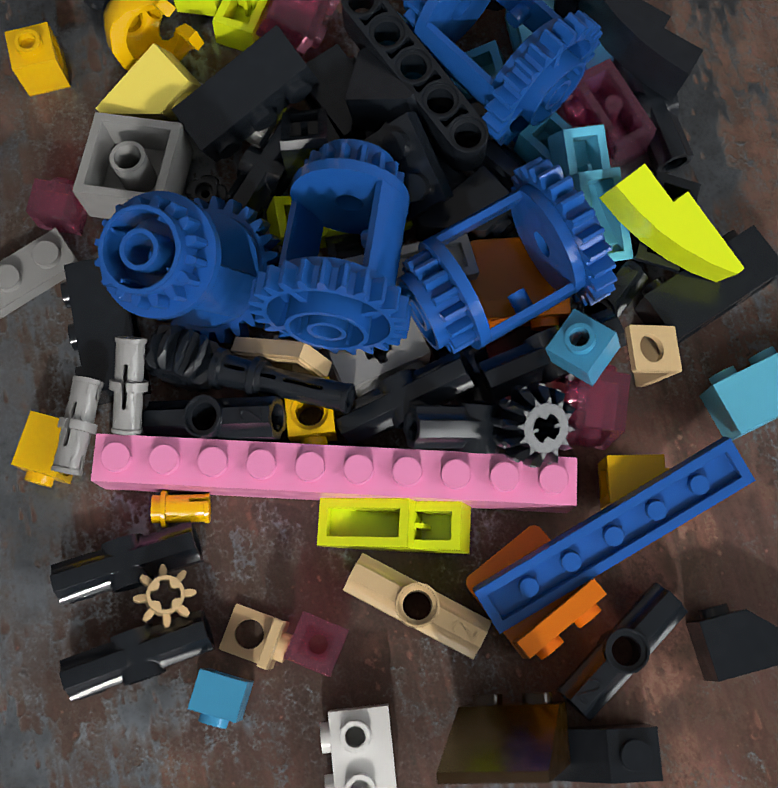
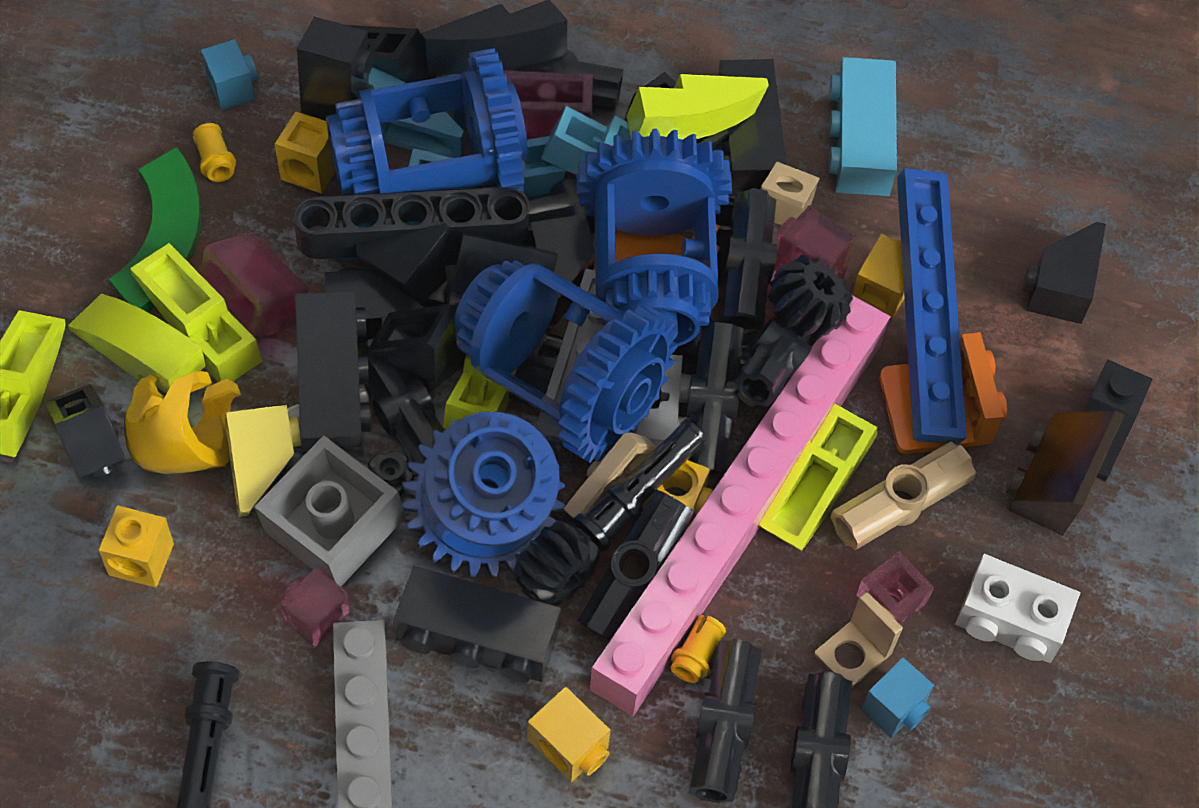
camera: 65 degrees left, 15 degrees down
(77, 426) = (547, 655): light grey pin -> none
(128, 385) = (564, 611): light grey pin -> none
(174, 585) = (784, 687): tan gear -> none
(583, 361) = (774, 232): dark azure plate -> none
(645, 628) = (1020, 339): black piece -> none

